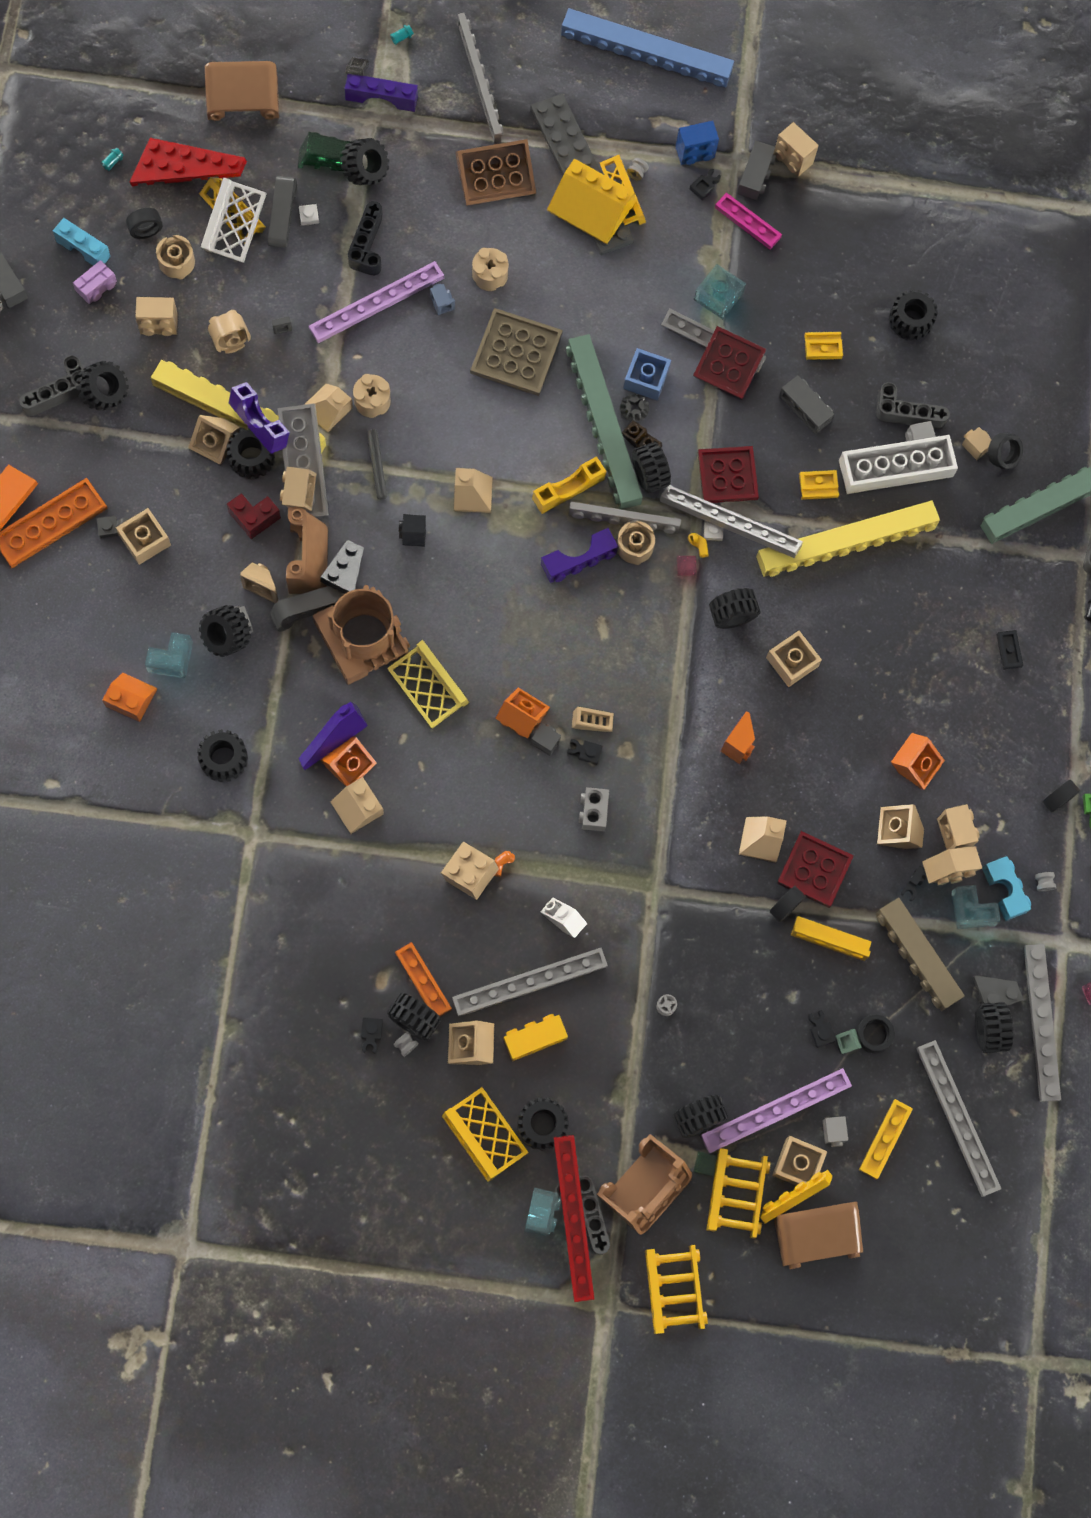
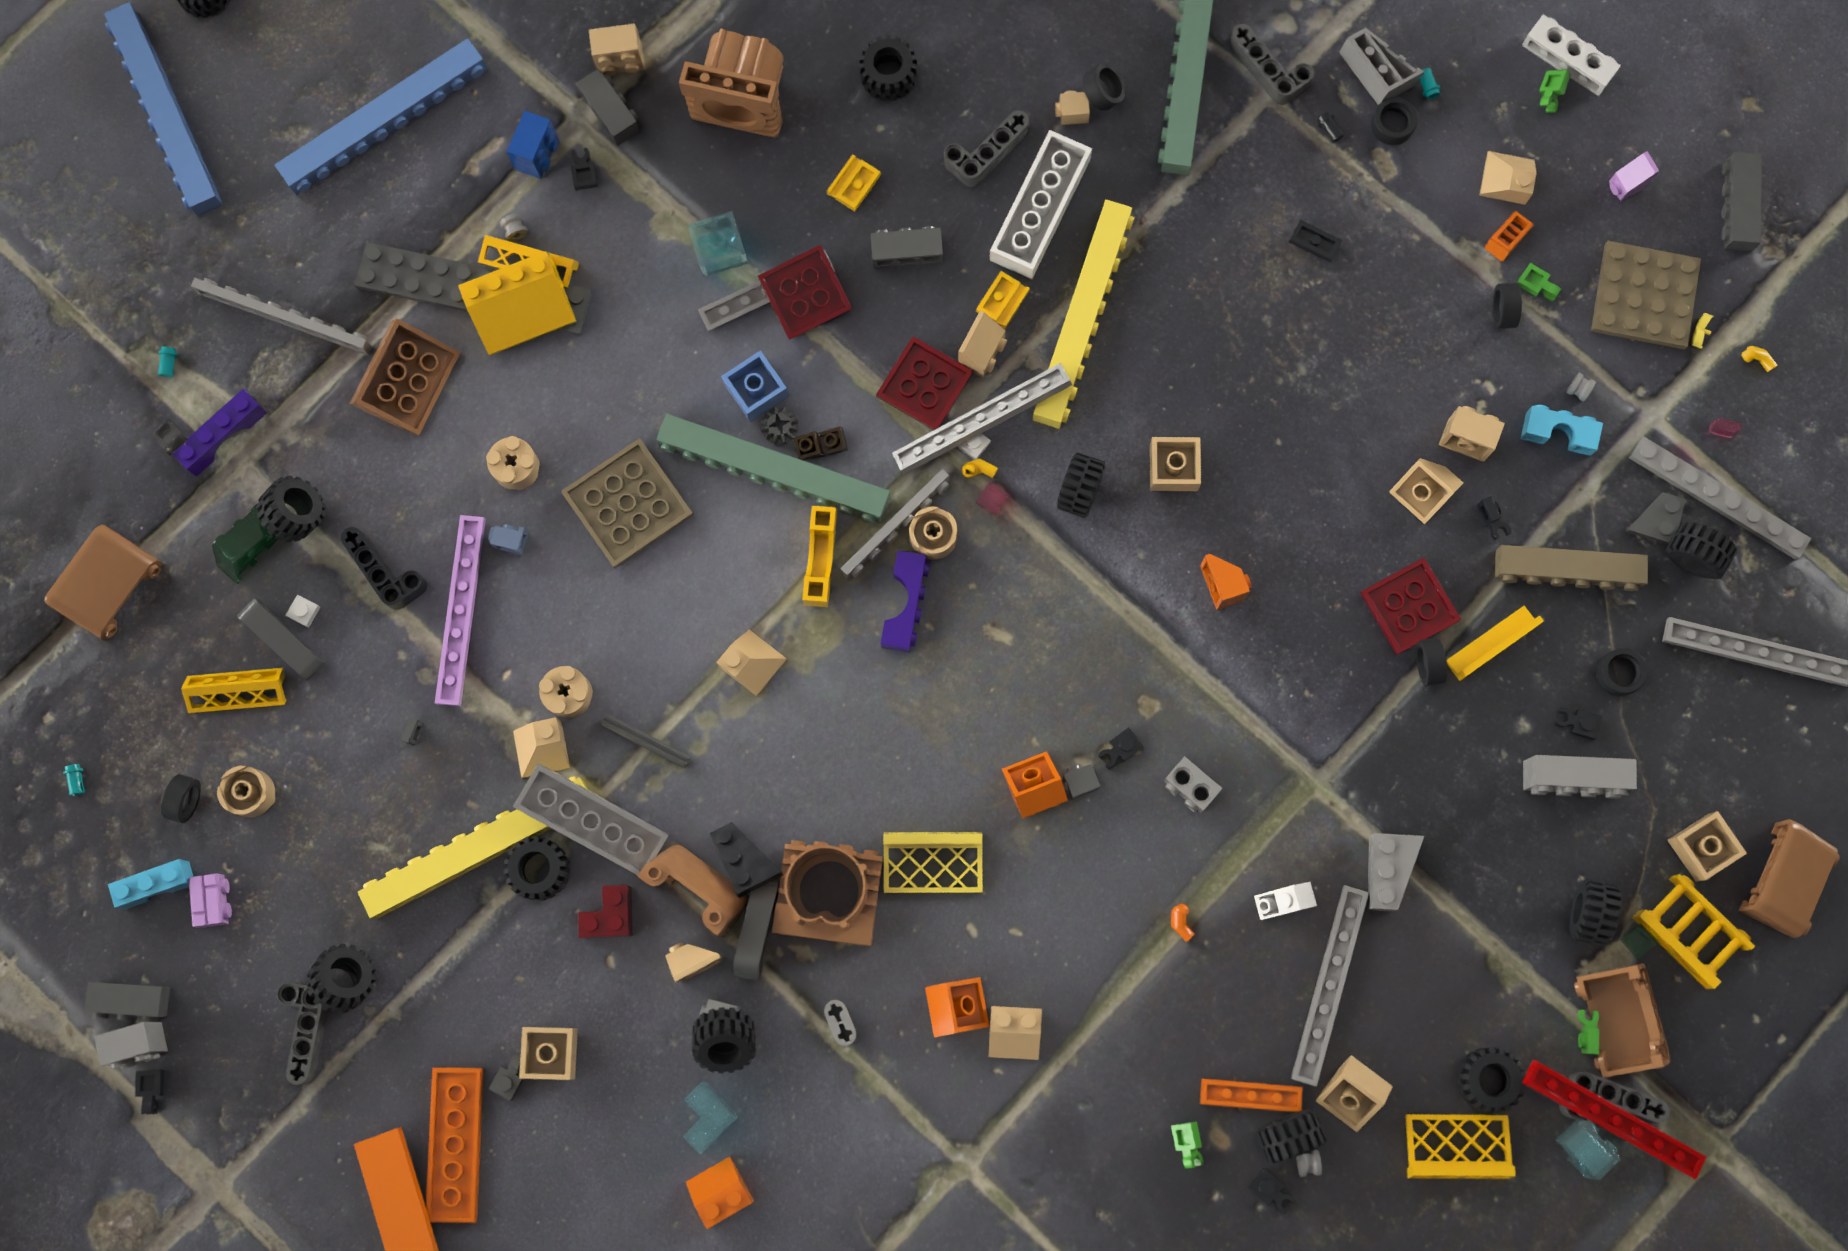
camera: 40 degrees left, 5 degrees up
(156, 316) = (302, 861): tan brick -> none
(182, 163) = (137, 710): red wing -> none
(212, 437) = (488, 896): tan slope -> none
(218, 215) = (235, 712): white fence -> none
(222, 740) = (838, 1147): black tyre -> none
(228, 332) = (379, 795): tan brick -> none
(246, 405) = (482, 837): dark purple arch -> none
(290, 700) = (834, 1024): none -> light grey beam
(298, 488) = (622, 849): tan brick -> none
(339, 729) = (922, 1000): dark purple wedge -> none
(364, 958) = (1187, 1140): none -> bright green plate
(413, 530) = (753, 757): black brick -> none
(470, 870) = (1170, 964): tan brick -> none
(535, 1037) = (1393, 1022): yellow brick -> none
(583, 725) = (1081, 732): tan slope -> none
(615, 1170) = (1589, 1038): none -> bright green plate
(635, 967) = (1390, 868): none -> light grey wedge
(651, 467) = (864, 457): black tyre -> none
(659, 1301) = (1728, 1078): yellow fence -> none
(670, 1003) = (1454, 860): light grey wheel -> none
(748, 221) = (657, 157): dark pink plate -> none
(762, 838) = (1341, 635): tan slope -> none
(775, 1111) = (1635, 827): lavender plate -> none
(778, 489) = (982, 345): none -> tan slope
(783, 1047) = (1579, 775): none -> light grey brick
(802, 1192) = (1744, 876): yellow plate -> none
(827, 230) = (736, 84): none -> medium nougat hose
(835, 1131) = (1695, 785): light grey brick -> none
(848, 1041) = (1612, 704): sand green plate -> none
(885, 1139) = (1736, 741): yellow plate -> none
(918, 760) = (1368, 419): orange slope -> none
(920, 431) = (1022, 157): light grey brick -> none
(952, 865) = (1508, 467): tan brick -> none
(970, 913) = (1564, 485): clear light blue brick -> none

